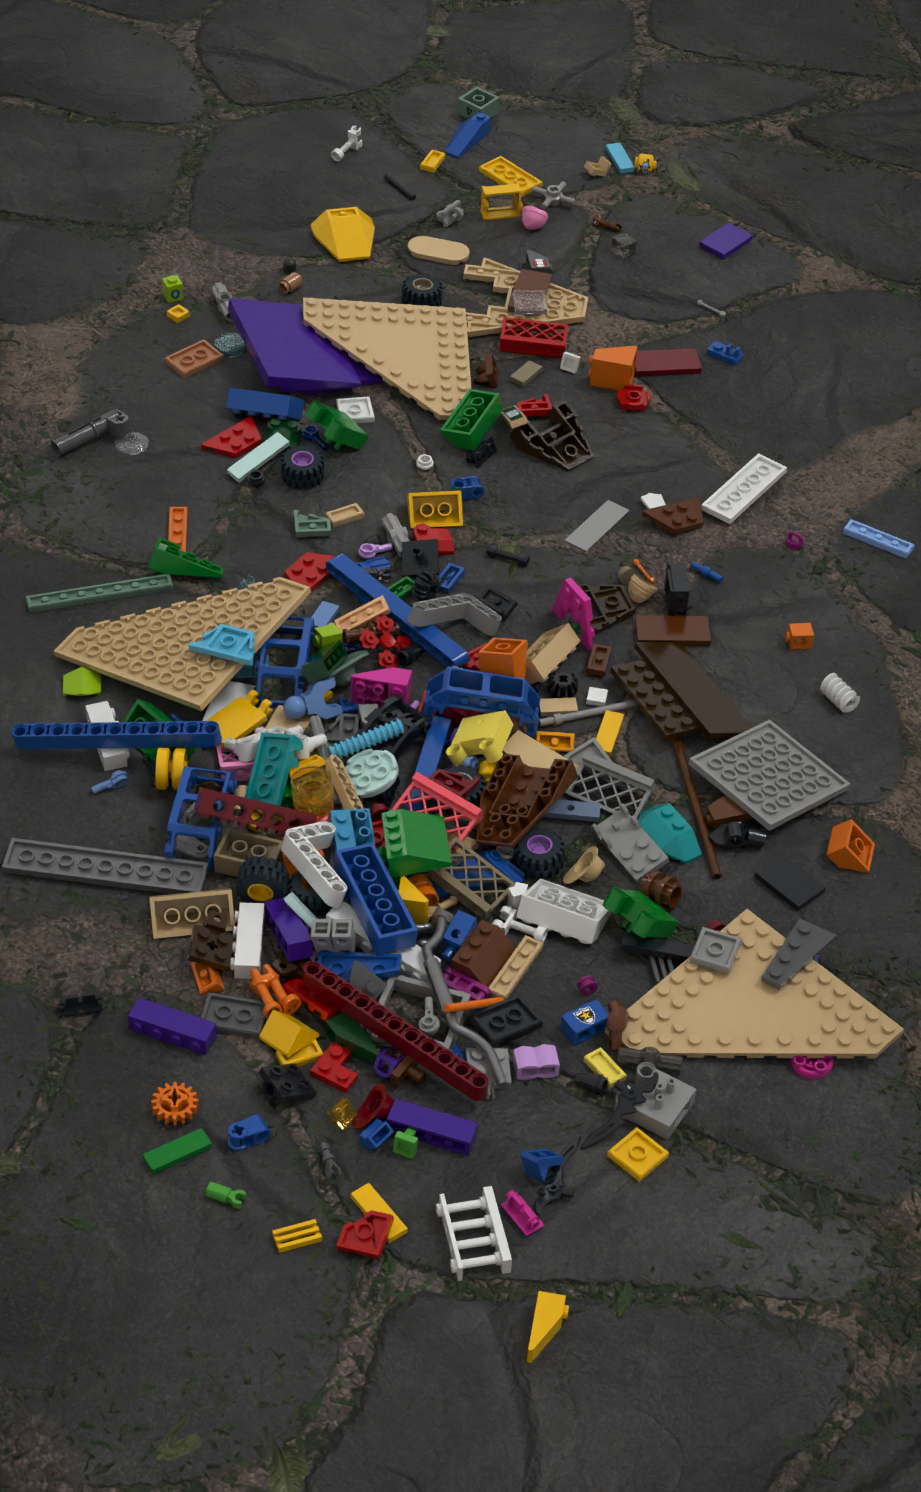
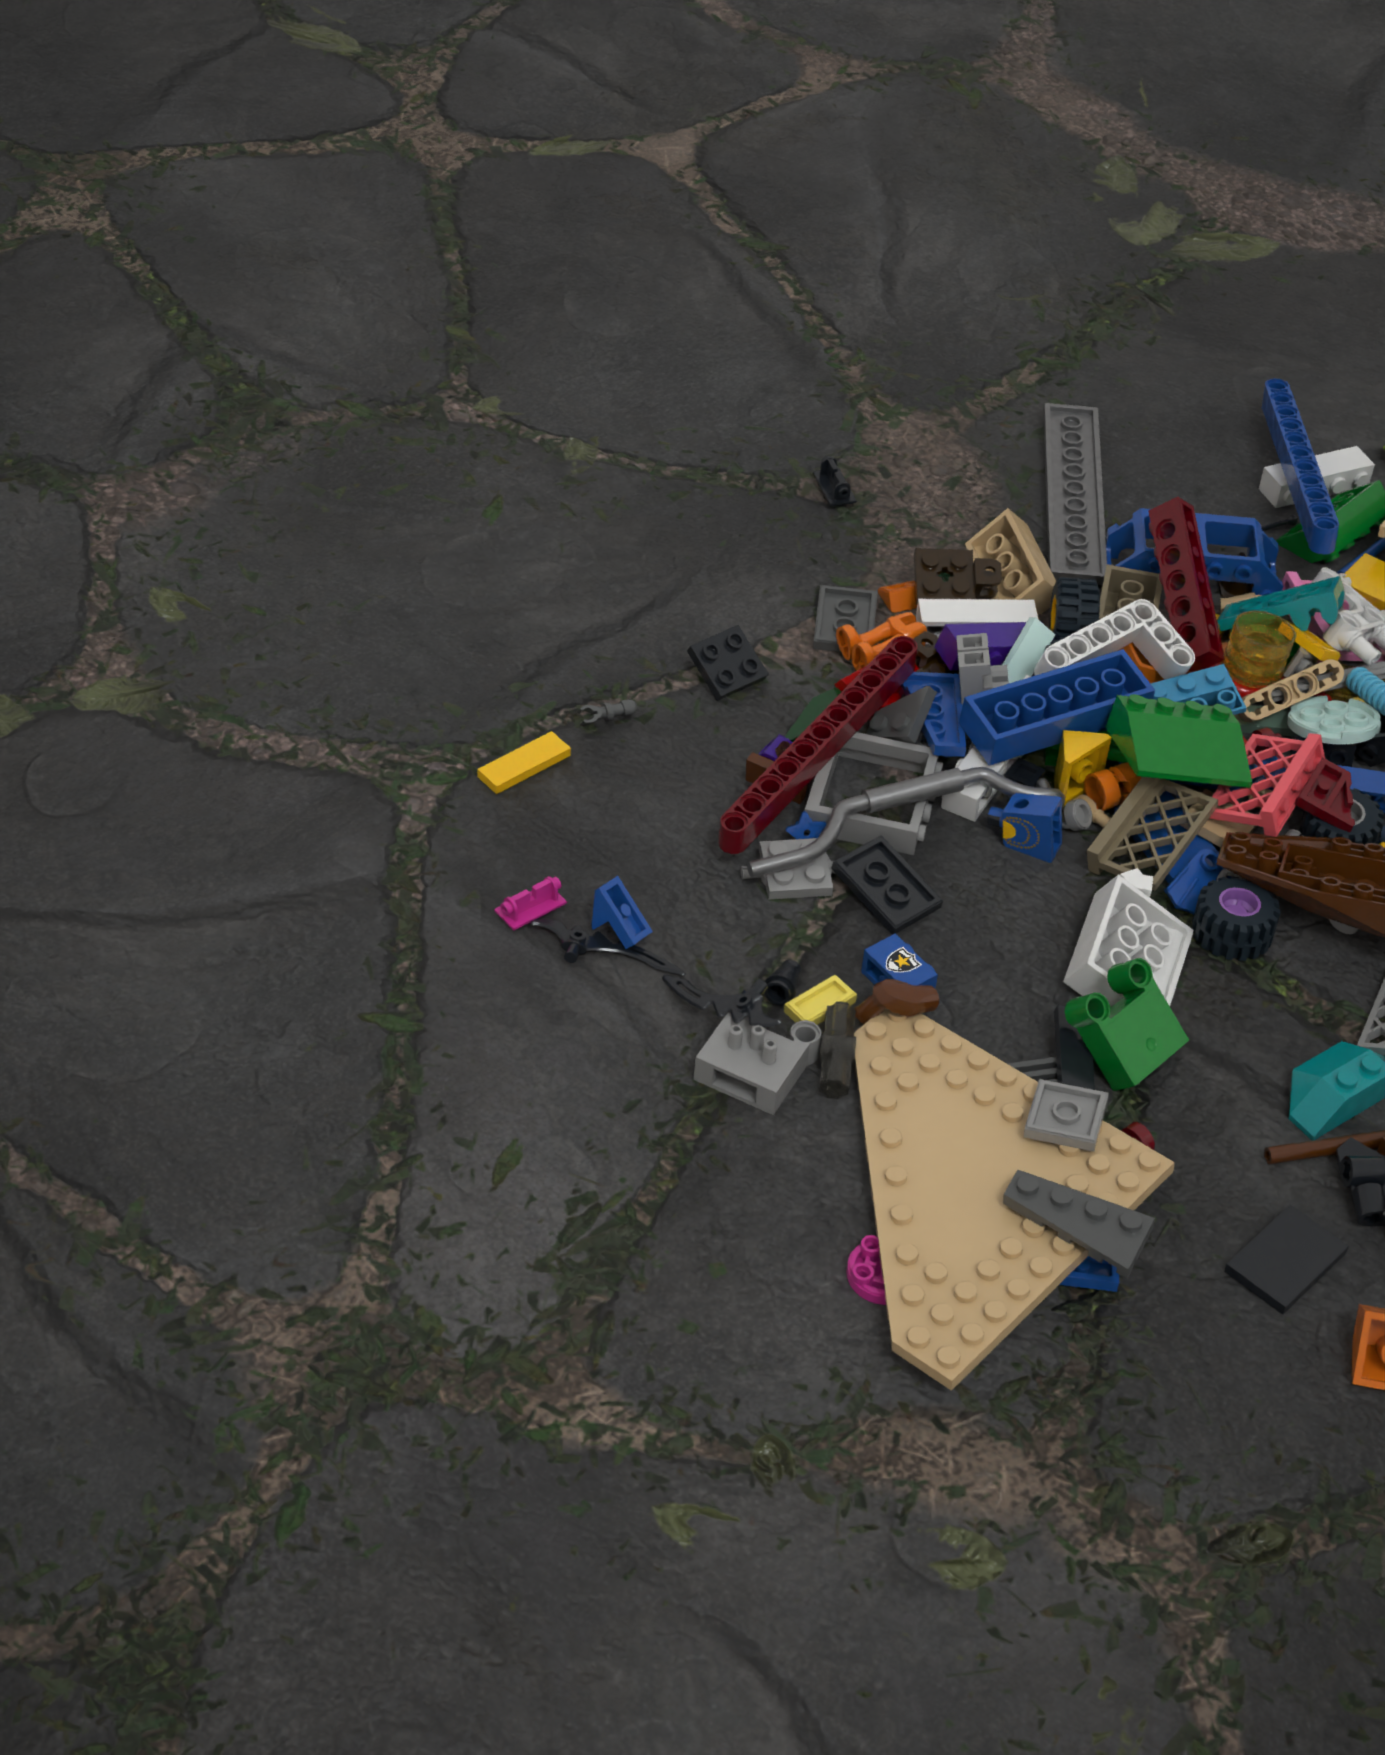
camera: 85 degrees right, 0 degrees up
(117, 780) = (1238, 491): medium blue plate -> none
(164, 1100) = (680, 567): orange gear -> none
(169, 768) = (1274, 514): yellow wheel -> none
(172, 1026) = (808, 560): dark purple brick -> none
(177, 1151) = (609, 579): green tile -> none
(225, 1194) = (541, 619): bright green bar -> none
(249, 1131) = (641, 631): blue piece -> none
(286, 1033) = (819, 662): yellow slope -> none
(295, 1233) = (475, 673): yellow tile -> none
(306, 1055) = (788, 682): yellow tile -> none
(331, 1070) = (762, 712): red plate -> none
(342, 1113) = (685, 717): clear yellow tile -> none
(366, 1235) = (477, 742): red plate -> none
(375, 1106) = (699, 751): dark red piece -> none
(375, 1134) = (655, 752): blue piece -> none
(405, 1143) = (642, 781): bright green tile -> none
(429, 1023) = (846, 784): light grey plate -> none
(434, 1126) = (673, 807): dark purple brick -> none
(453, 1007) = (892, 829): orange bar -> none
(466, 984) = (945, 838): magenta plate -> none
(483, 953) = (1006, 856): reddish brown slope -> none
(491, 1220) = (491, 873): white fence -> none
(509, 915) = (1072, 922): white bar -> none
(515, 967) = (999, 901): tan tile -> none
(536, 1062) = (811, 916): lavender brick -> none
(547, 1321) = (339, 923): yellow slope -> none
(574, 811) = (1351, 963): sand blue tile -> none
(586, 868) = (1227, 981): tan piece -> none
(587, 985) = (976, 977): magenta bush -> none
(630, 844) = (1297, 1031): light grey hinge -> none
(638, 1154) = (657, 1039): yellow tile -> none
(661, 889) = (1198, 1064): reddish brown piece -> none

